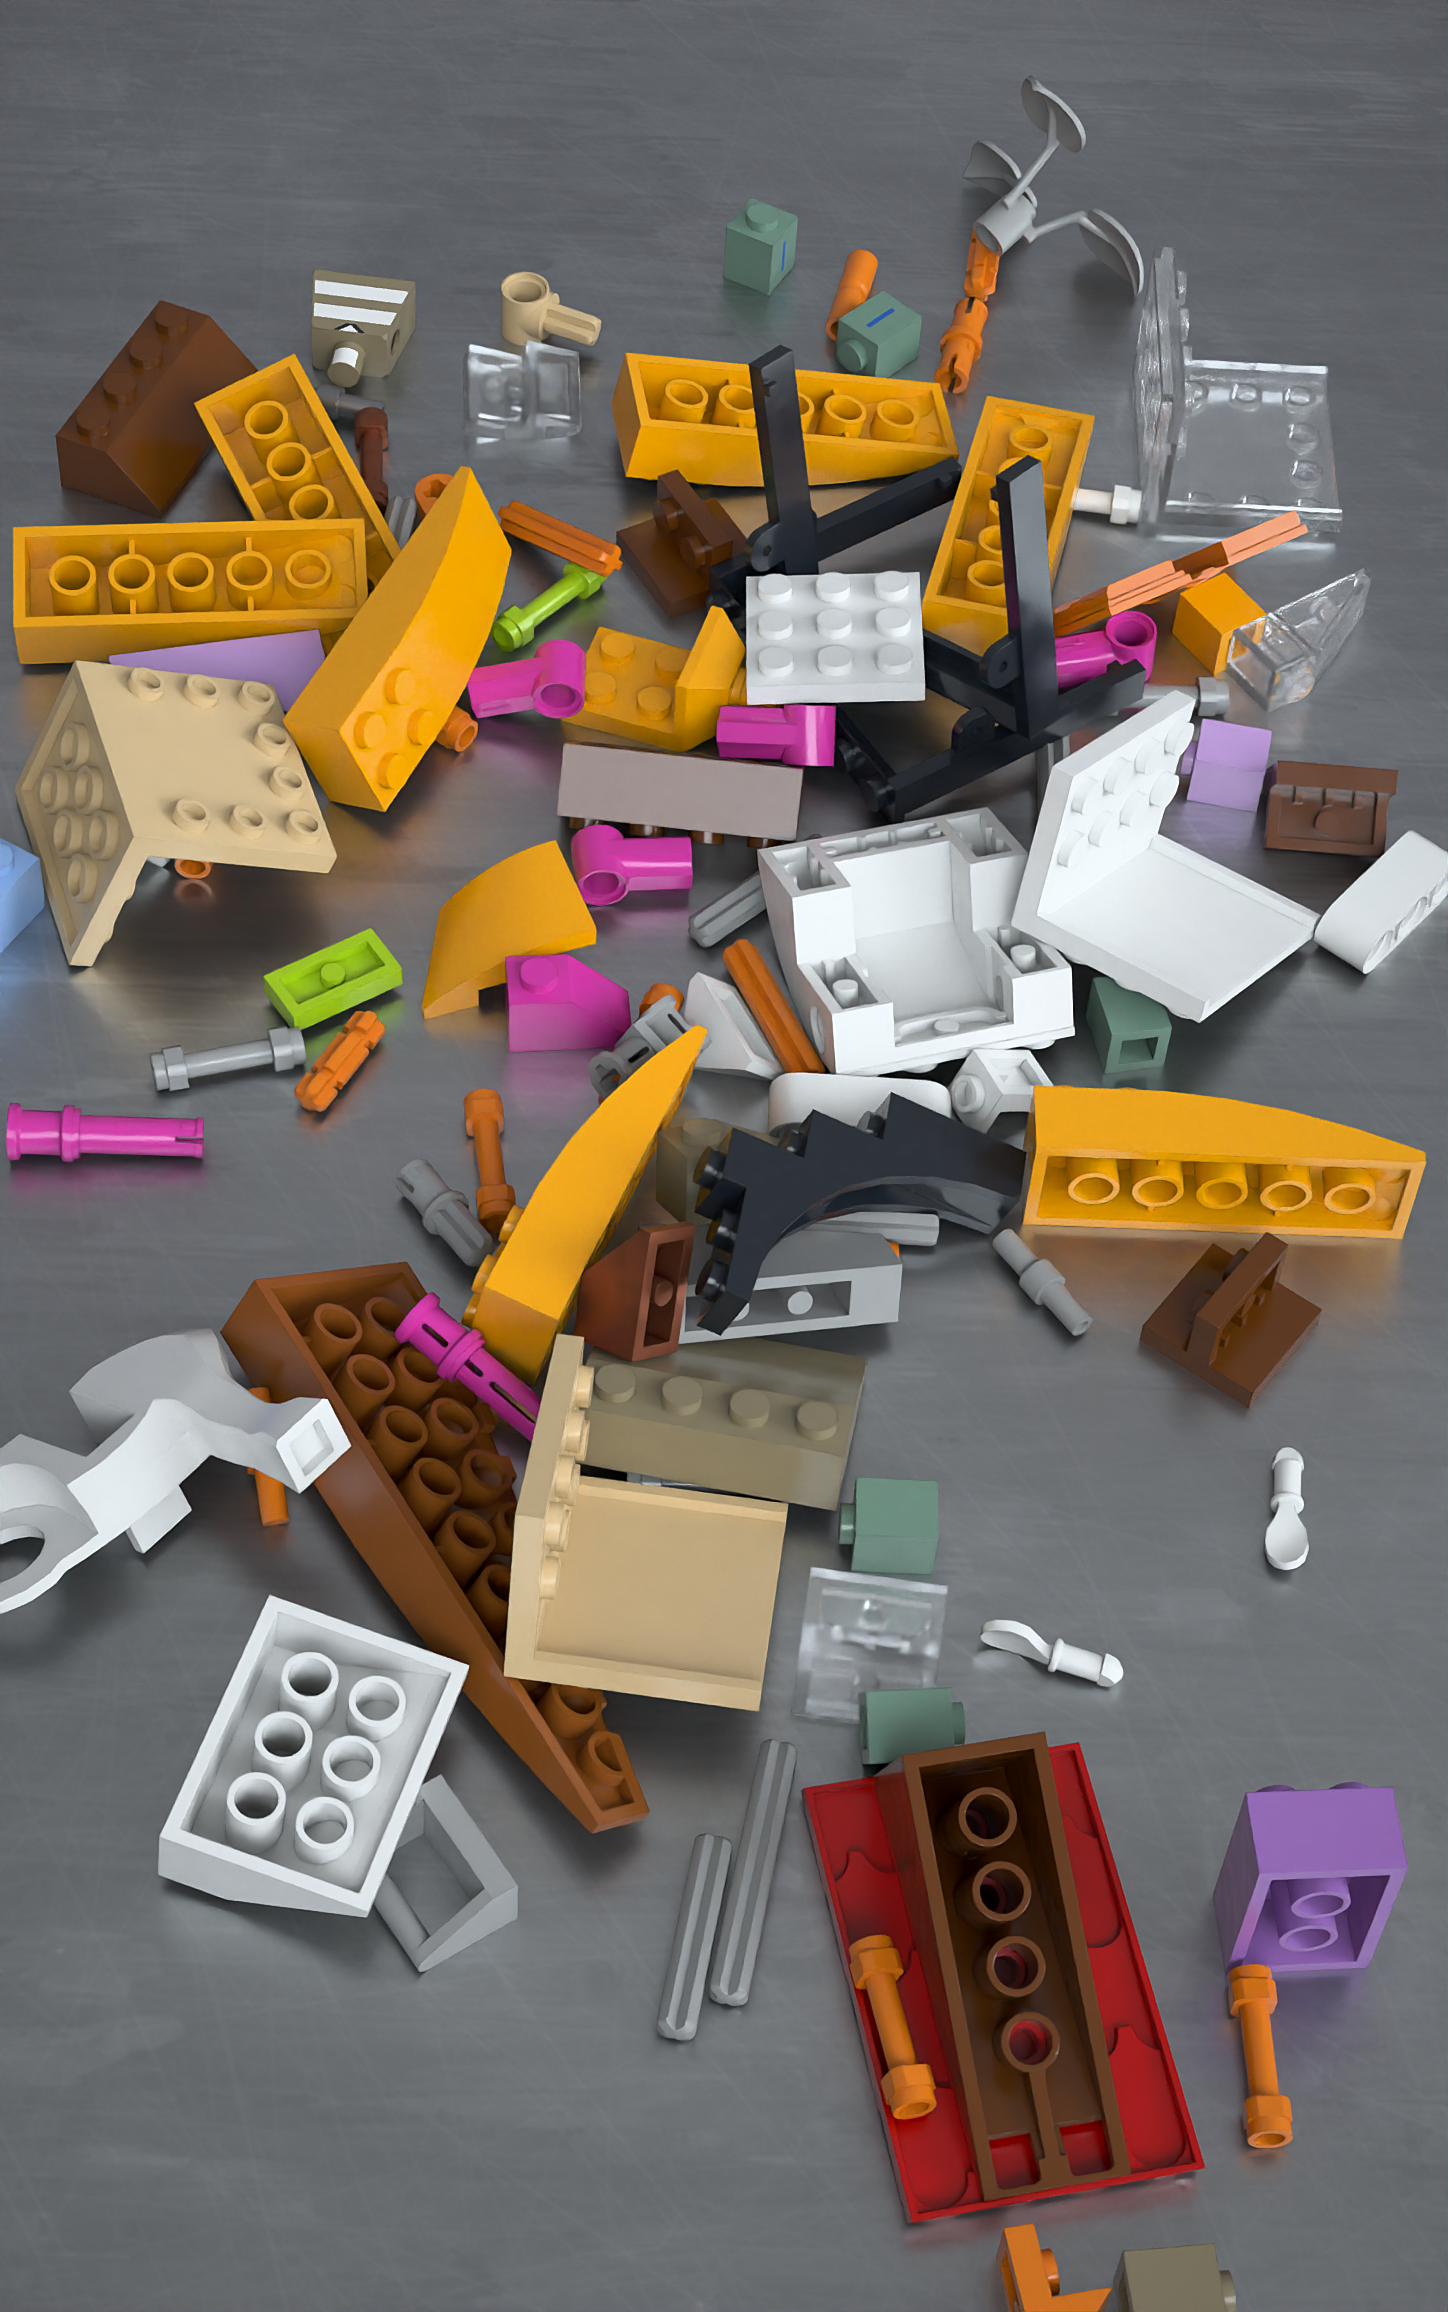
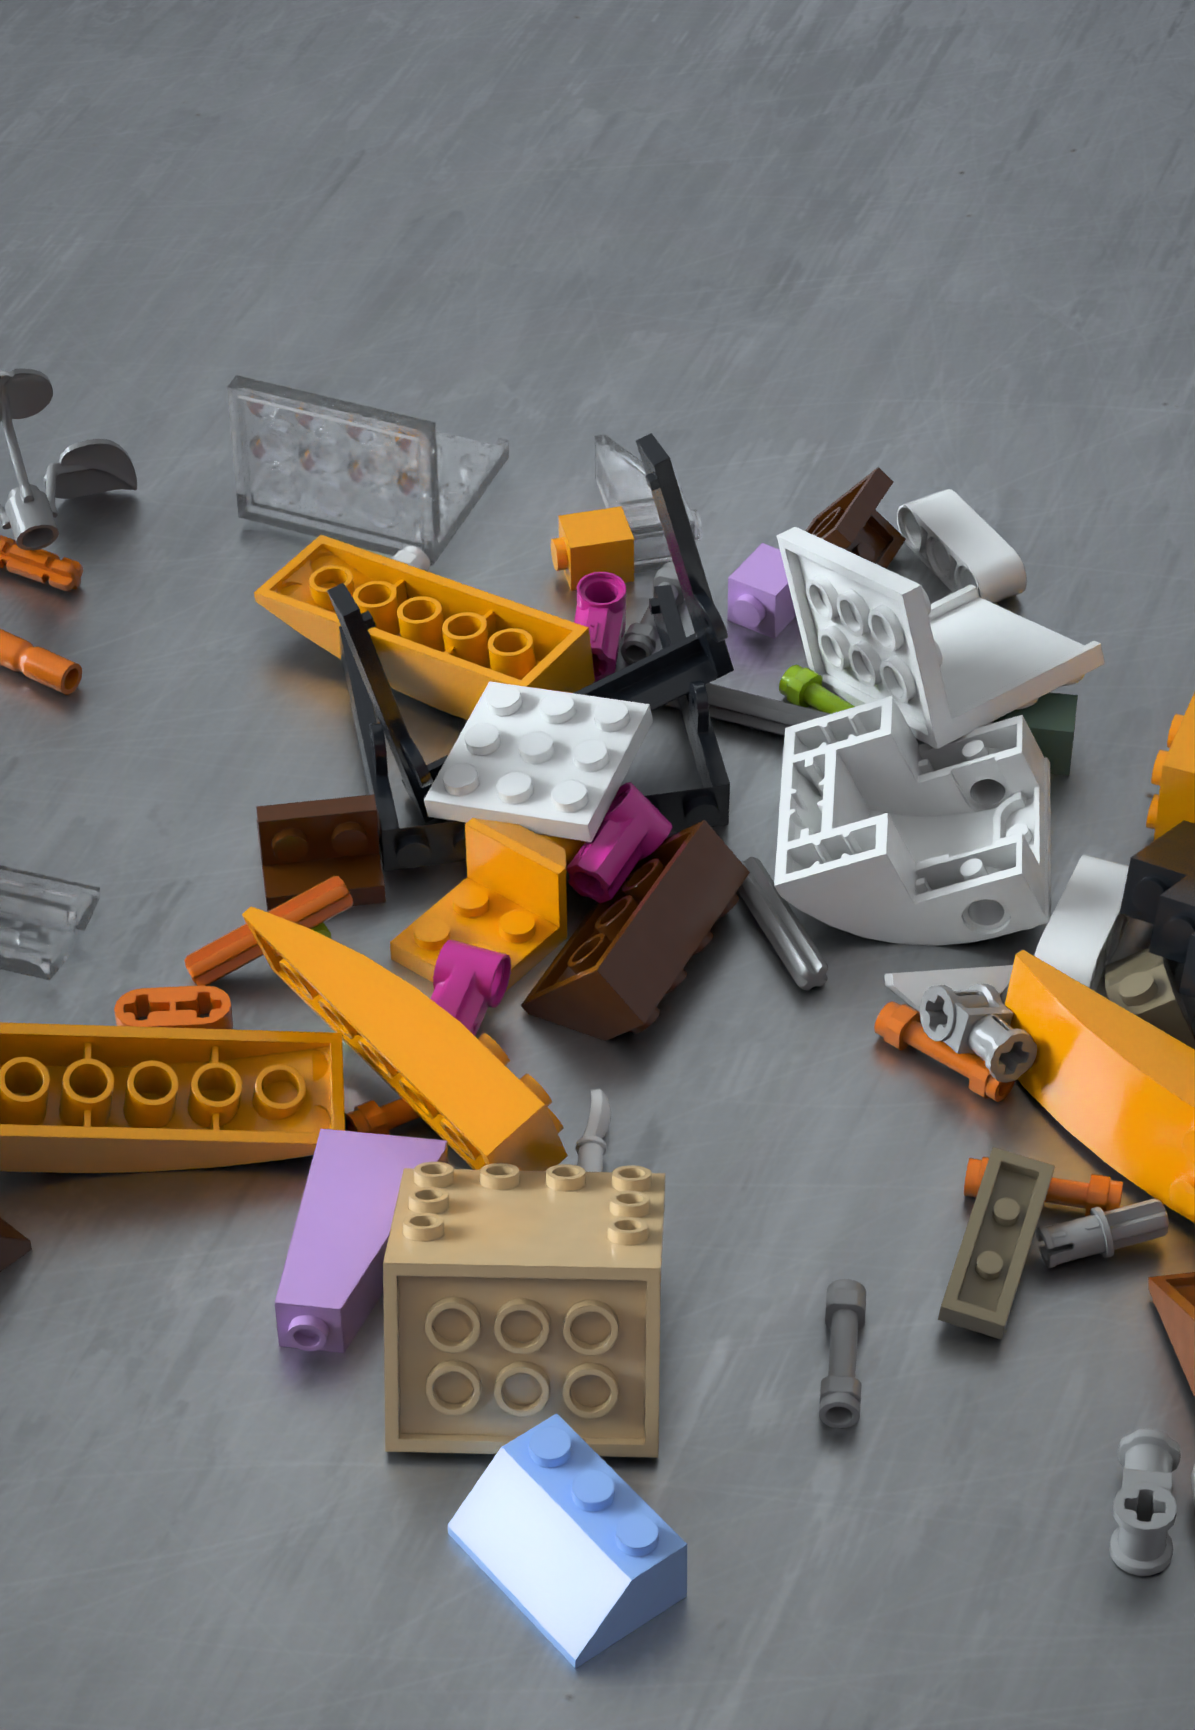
camera: 65 degrees left, 10 degrees down
(71, 1133) = (905, 1492): dark pink pin -> none
(113, 1305) = (1145, 1502): none -> light grey connector
(181, 584) = (205, 1222): light orange slope -> none
(333, 979) = (776, 1247): lime plate -> none
(339, 1061) = (878, 1269): orange axle -> none
(389, 1130) = (996, 1243): none -> dark tan plate
(440, 824) = (592, 1146): none -> white piece
(508, 910) = (769, 1099): light orange slope -> none
(562, 1005) = (877, 1096): dark pink slope -> none
(612, 865) = (715, 1004): dark pink piece -> none
(704, 423) = (190, 751): light orange slope -> none
(771, 1009) = (931, 952): orange axle -> none
(878, 337) = (109, 652): sand green brick -> none
(961, 345) = (142, 608): orange pin -> none
(995, 1083) = (1083, 828): white bracket -> none
(1167, 577) = (563, 531): orange piece -> none

